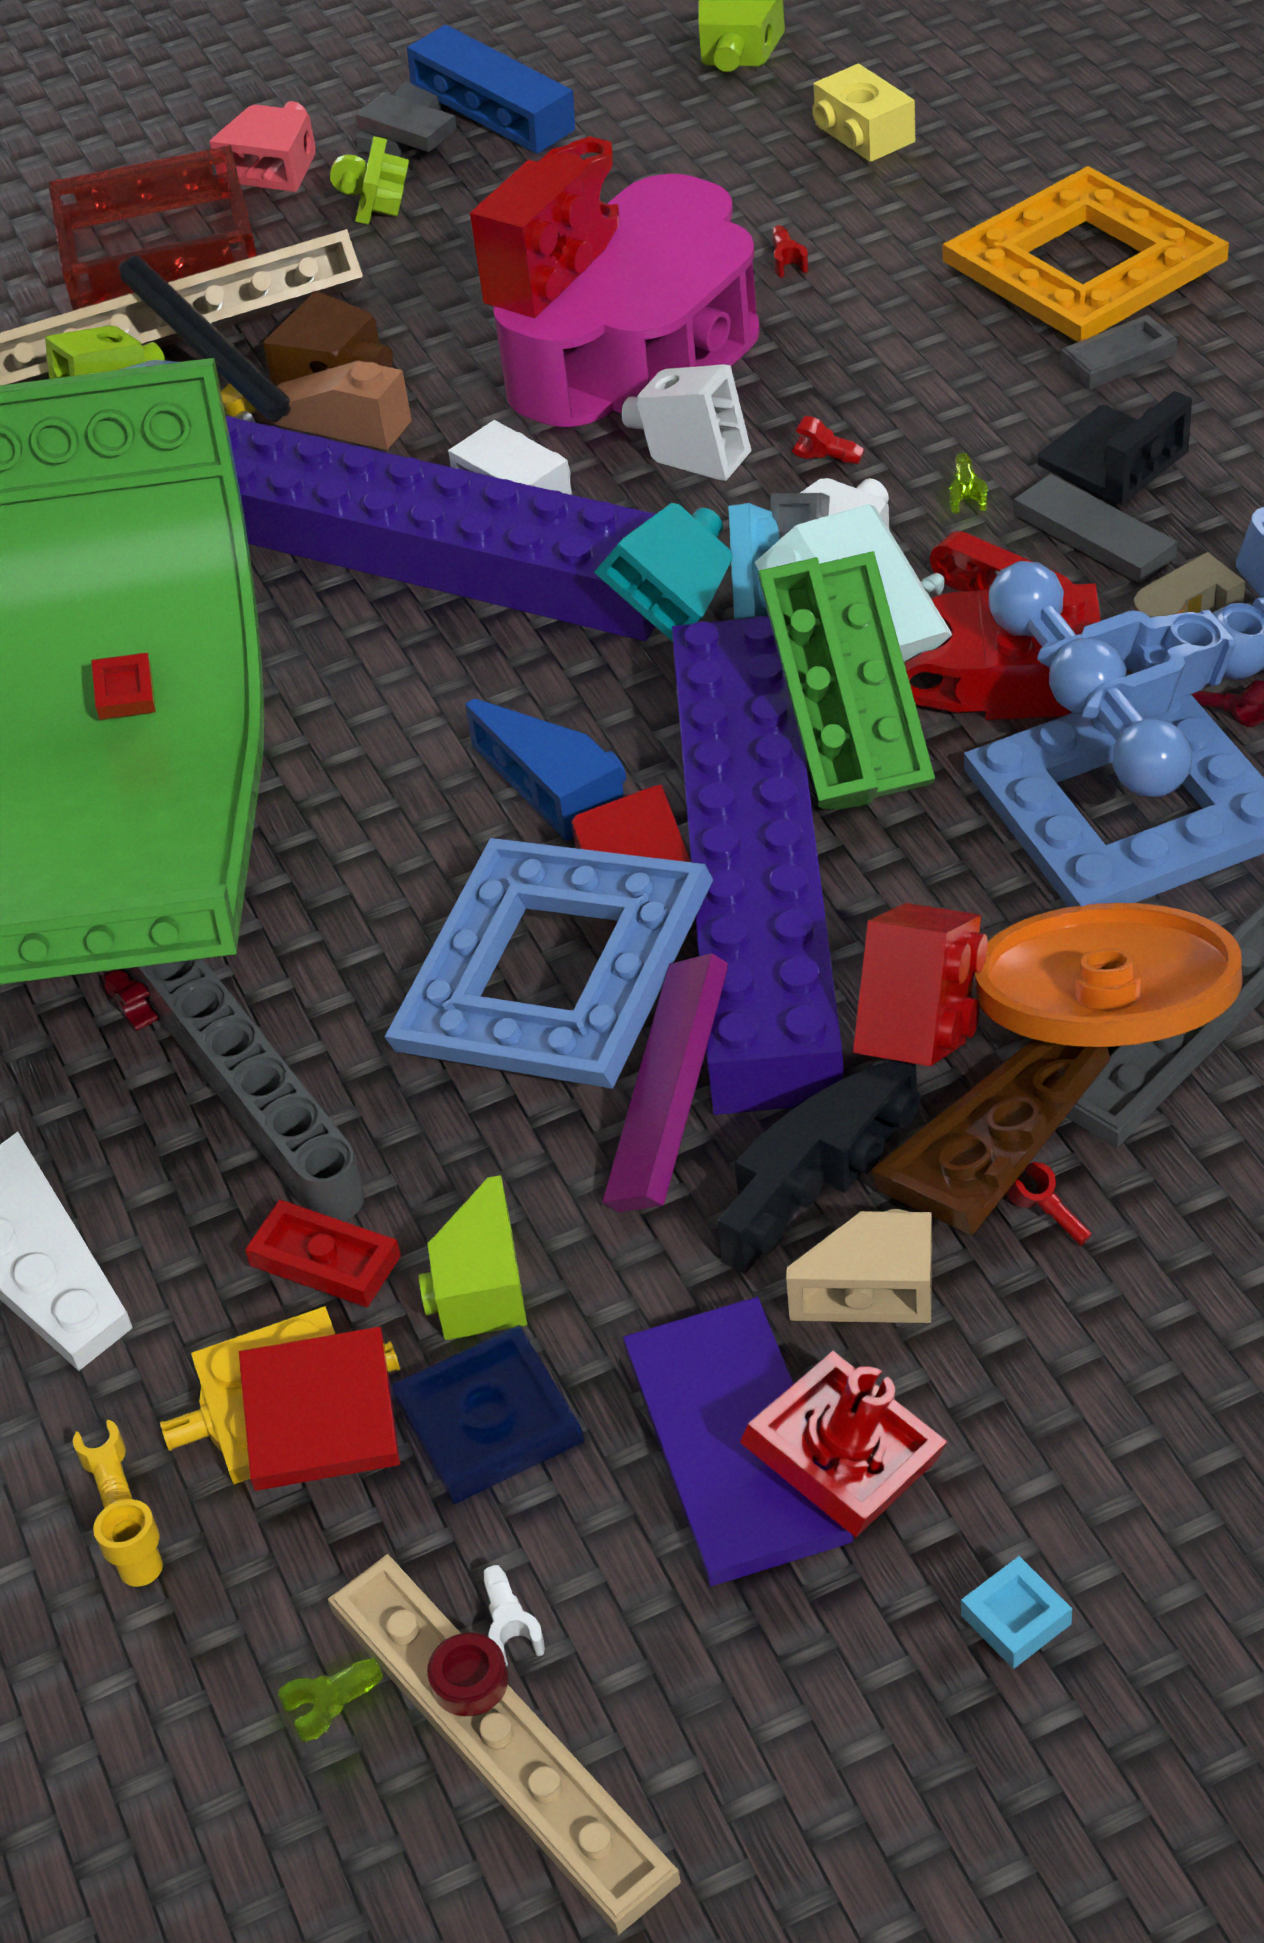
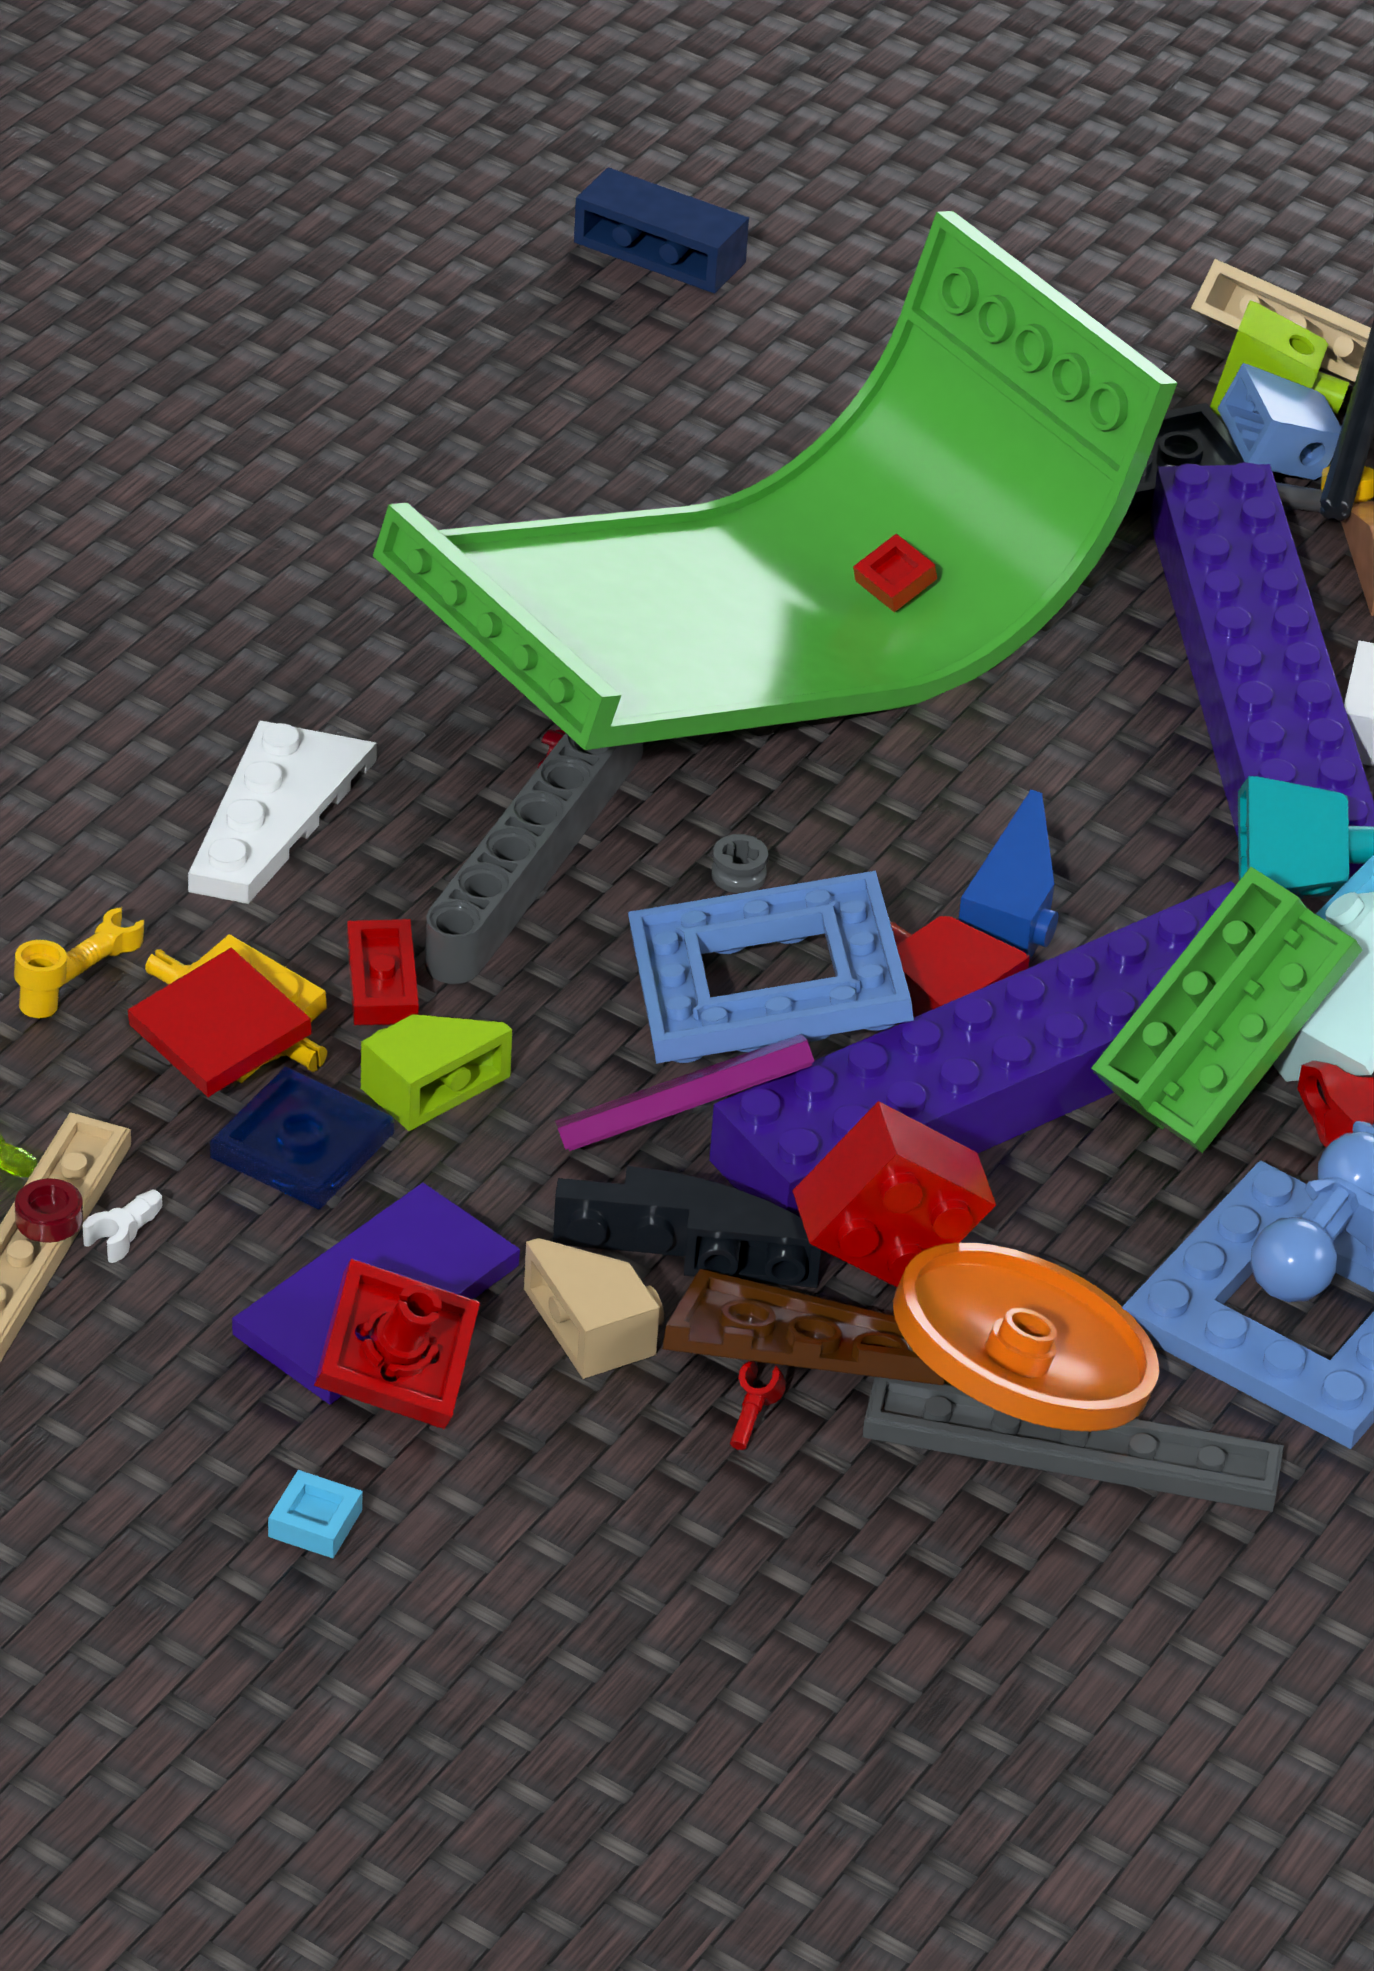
camera: 50 degrees right, 5 degrees down
(365, 939) = (739, 877): none -> dark grey bush

